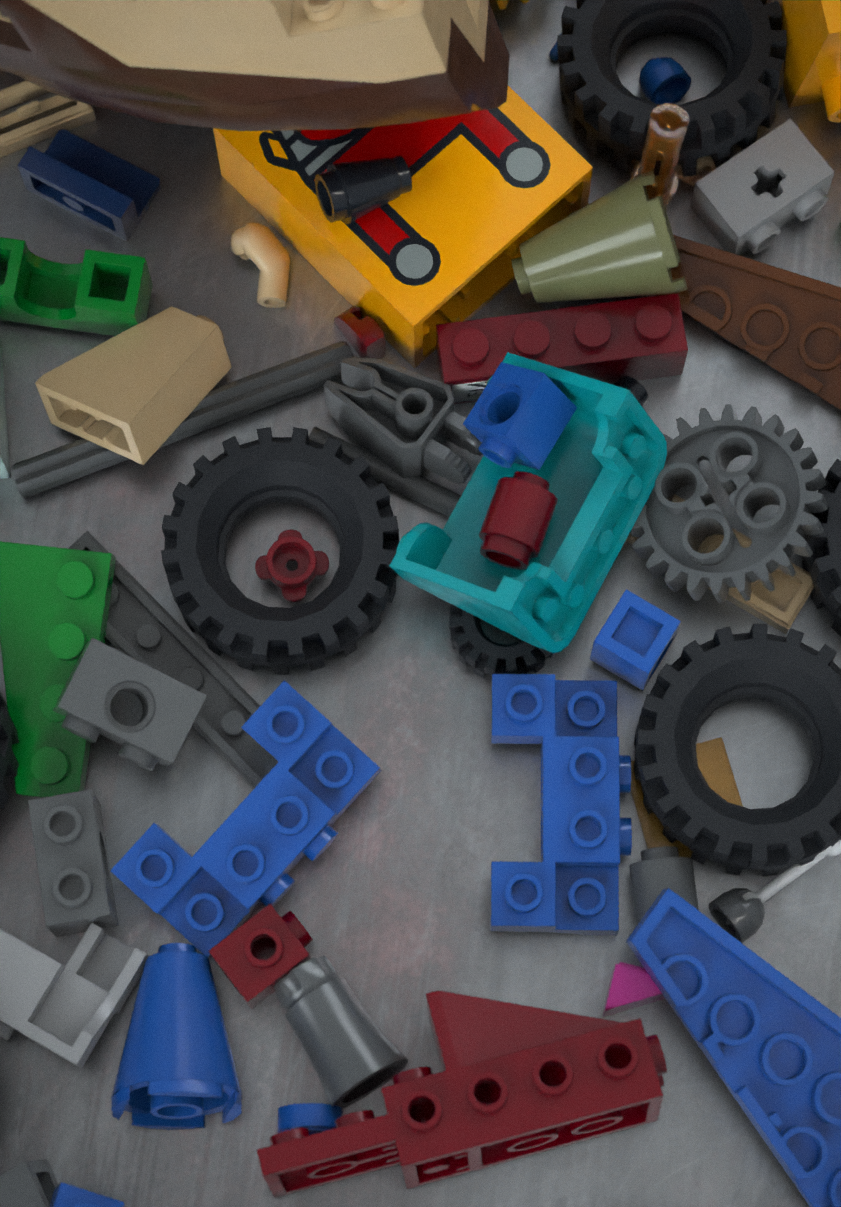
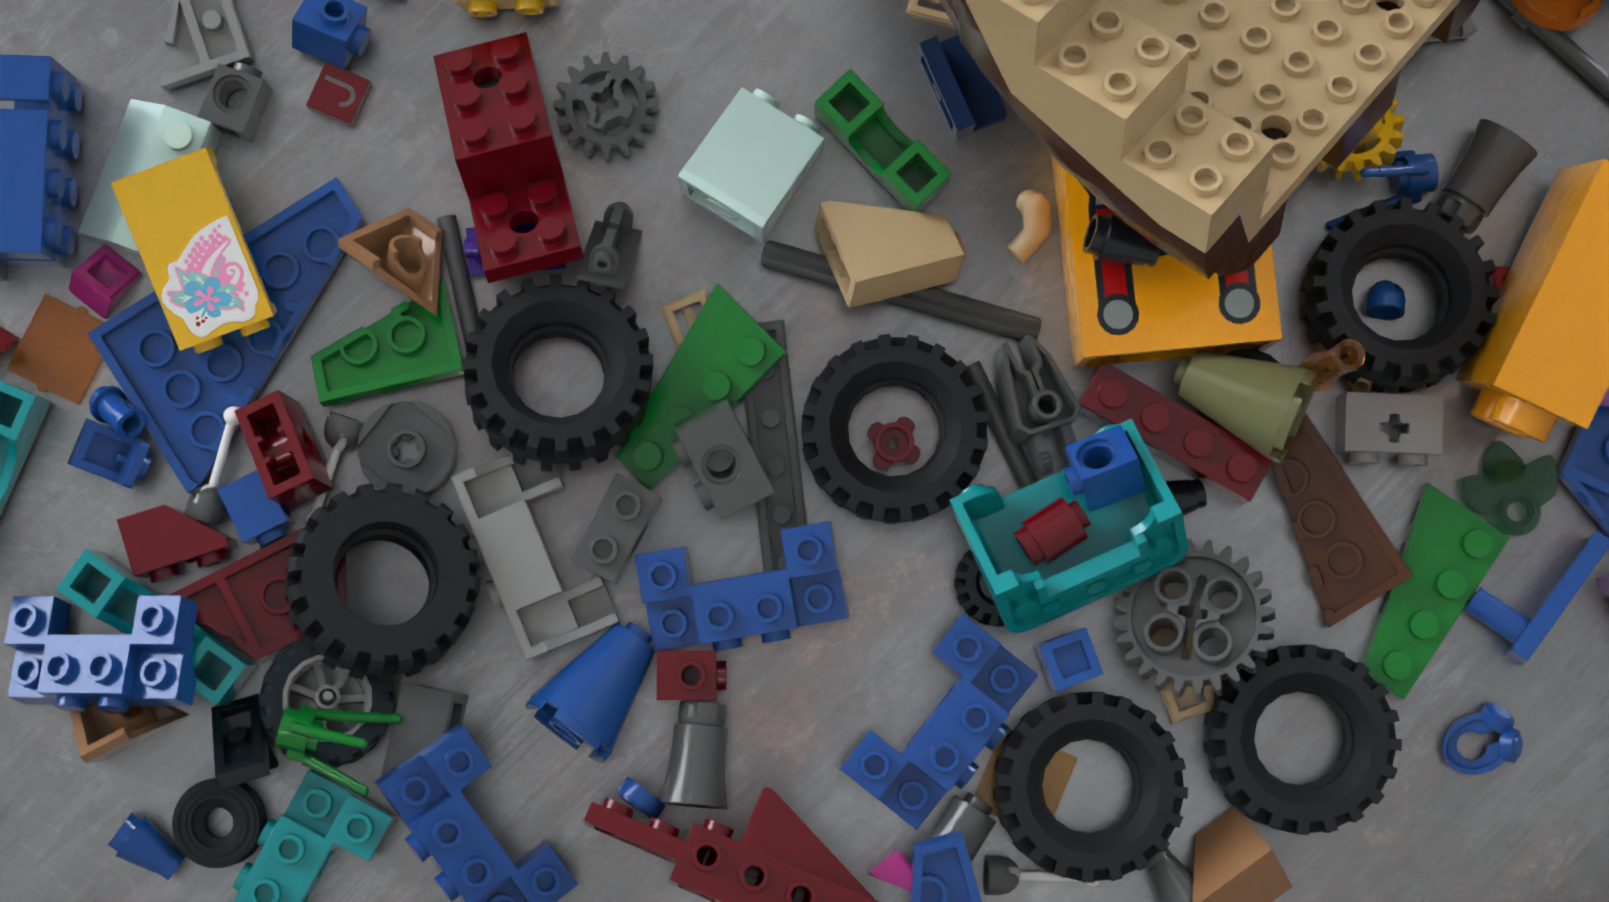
camera: 30 degrees right, 10 degrees up
(362, 333) = (1055, 322): dark red tile -> none

